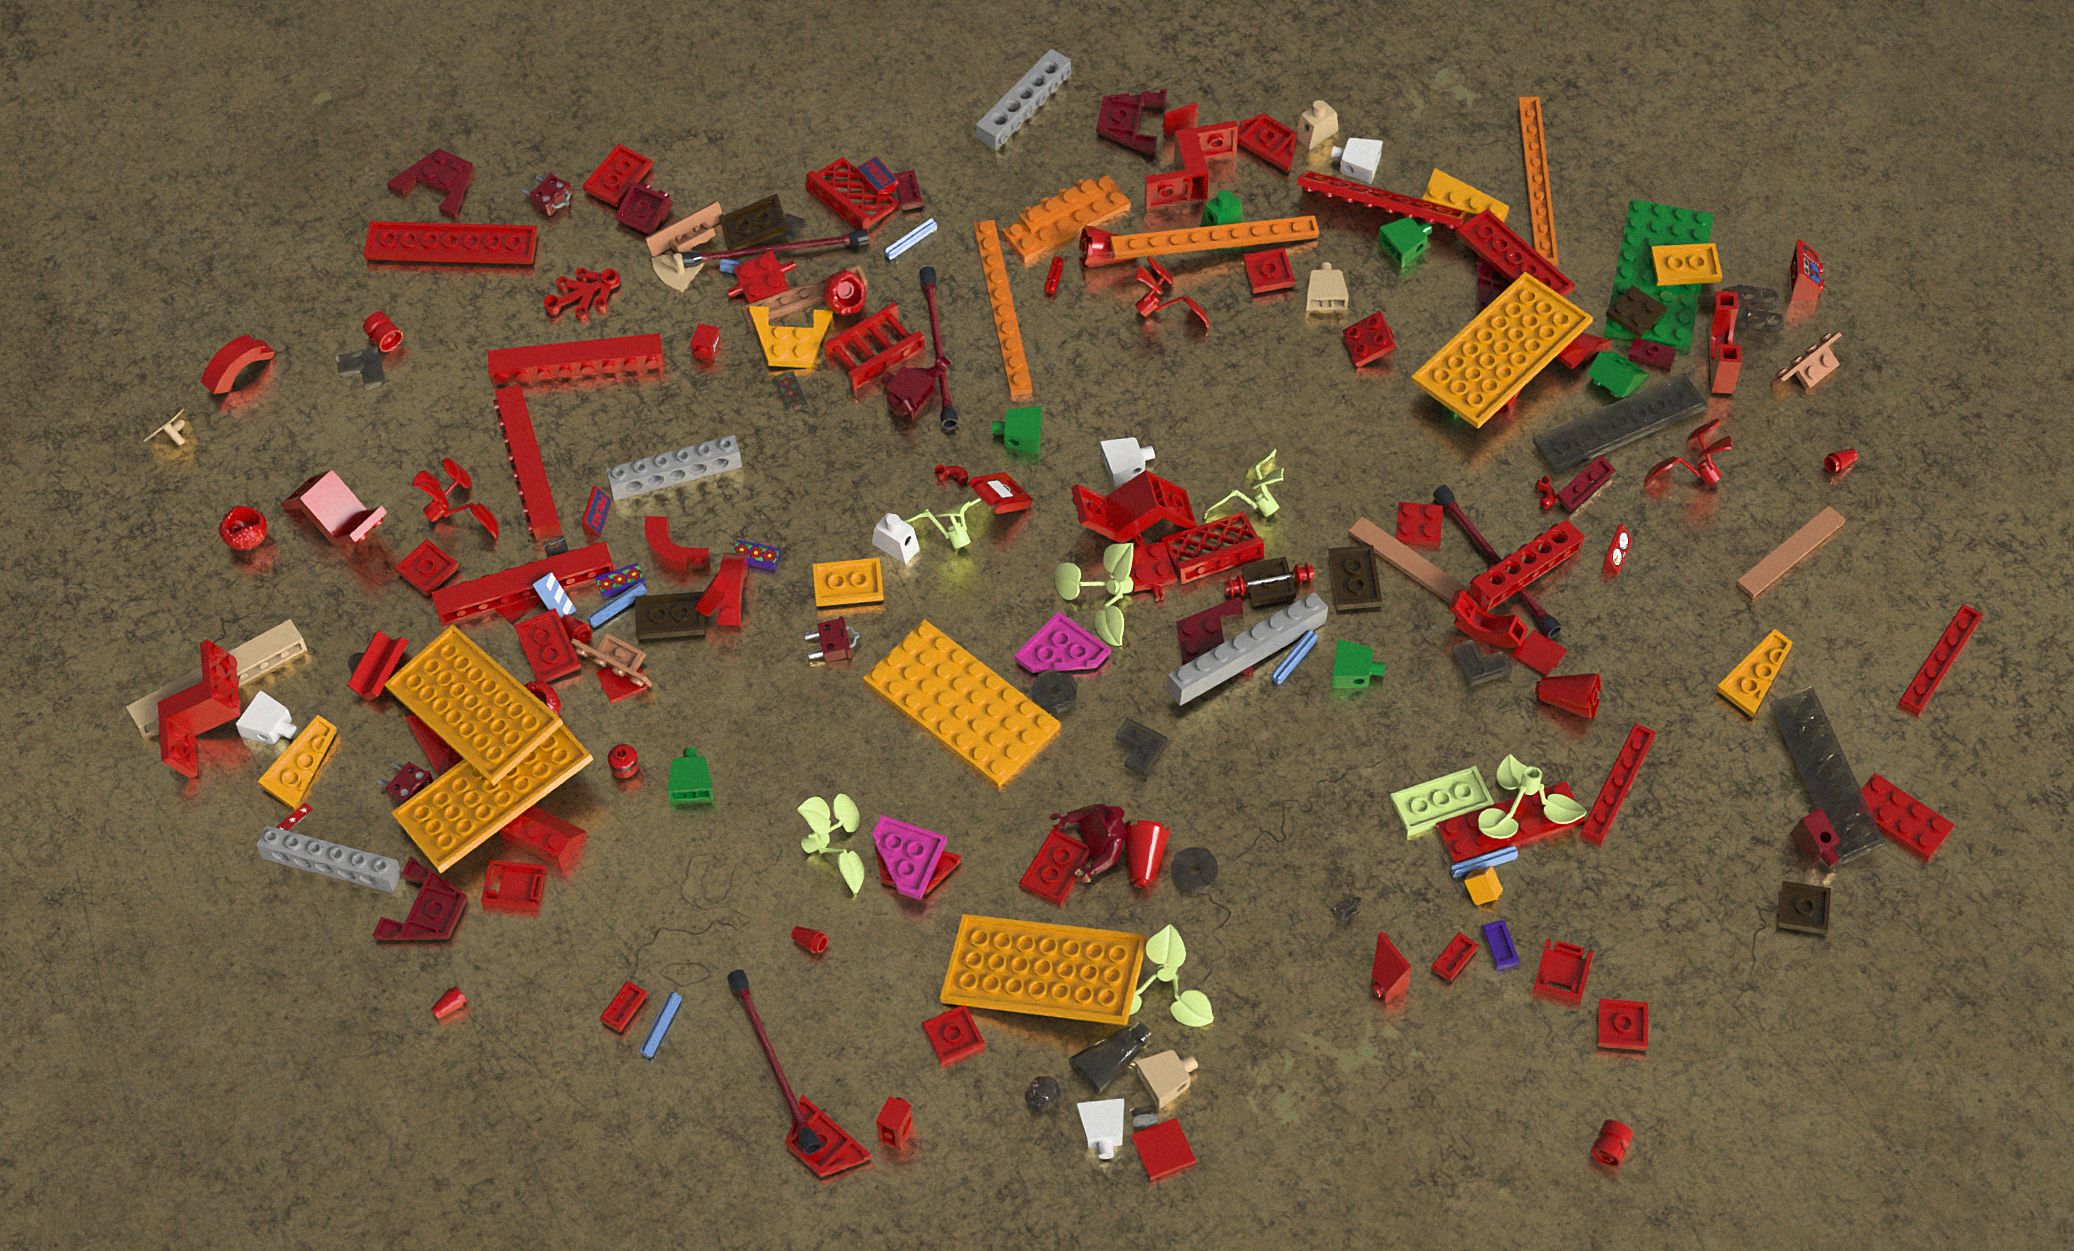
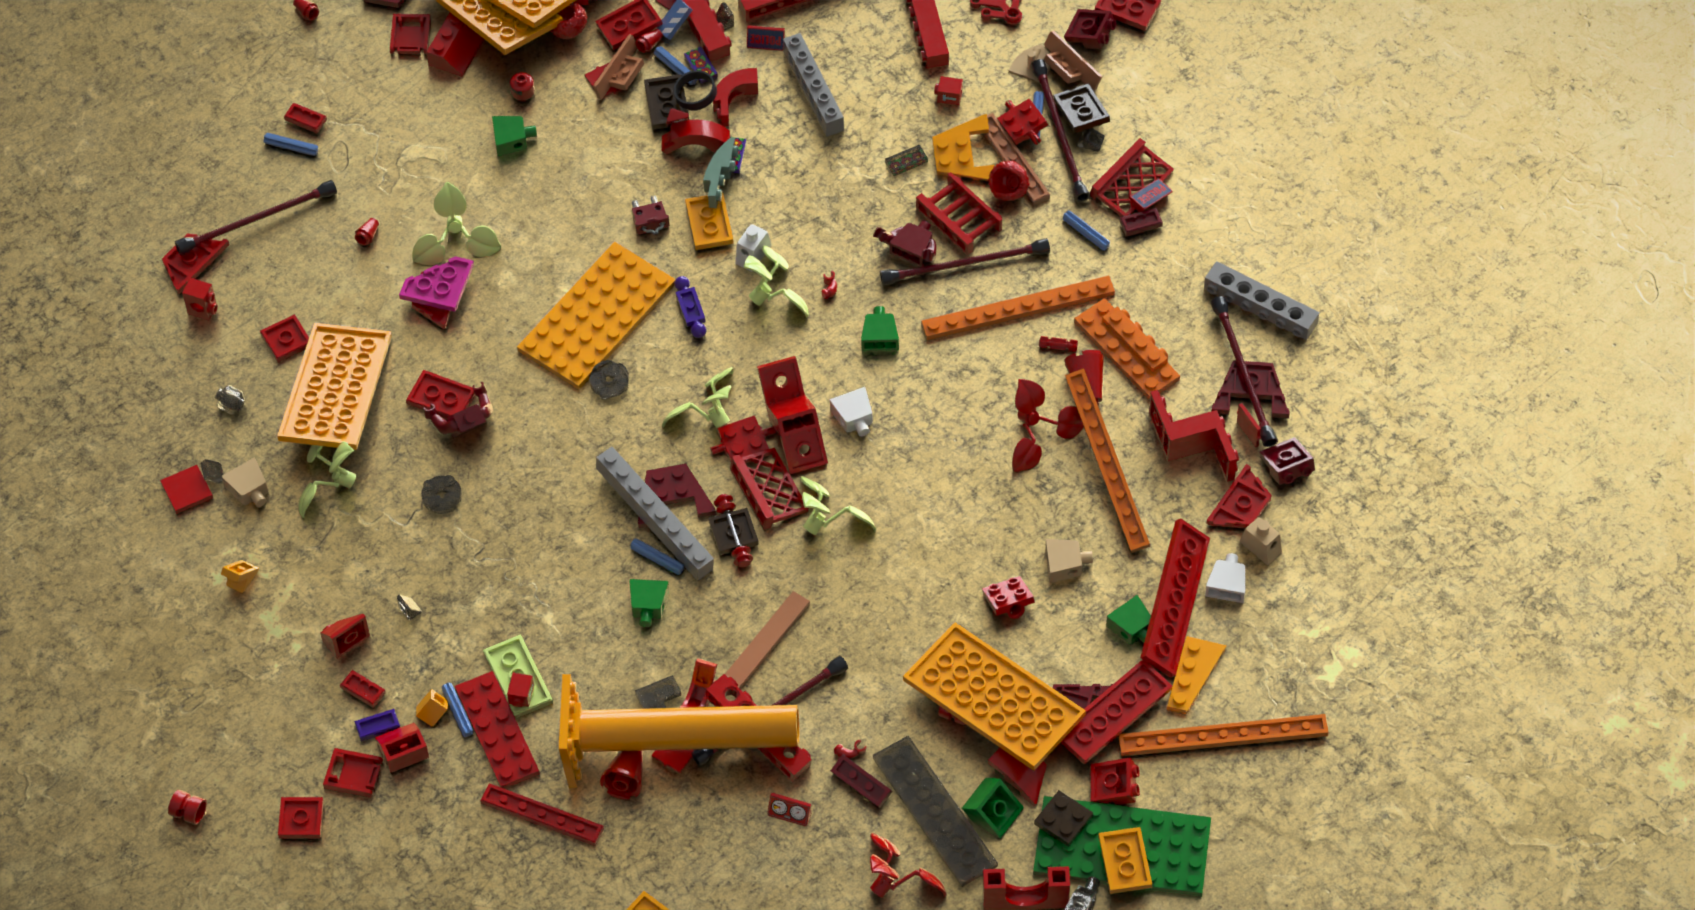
camera: 85 degrees right, 0 degrees up
(666, 556) = (692, 75): none -> black tyre
(782, 560) = (718, 170): none -> sand green slope
(964, 606) = (690, 307): none -> dark purple plate
(1002, 490) = (801, 314): red container -> none
(1034, 129) = (1267, 434): none -> dark red hose
(1061, 647) = (654, 380): dark pink plate -> none
(1102, 1124) = (203, 443): white torso -> none
(1107, 1058) = (262, 441): clear smoke piece -> none
(1144, 850) = (452, 451): red cone -> none
(1145, 744) = (558, 450): clear smoke plate -> none
(1222, 96) = (1288, 461): none -> dark red plate
(1222, 210) = (1140, 468): green torso -> none
(1269, 270) = (1082, 512): red plate -> none
(1293, 1085) = (239, 575): none -> light orange slope
(1355, 577) = (742, 598): dark brown plate -> none
(1419, 524) = (807, 648): red plate -> none
(1471, 789) = (520, 690): none -> red brick
(1515, 775) = (502, 760): yellowish green plant -> none
(1534, 913) = (402, 747): none -> red slope
(1540, 718) = (668, 729): none -> light orange piece
(1592, 269) = (1115, 781): none -> red plate
(1652, 353) = (1023, 840): dark red plate -> none

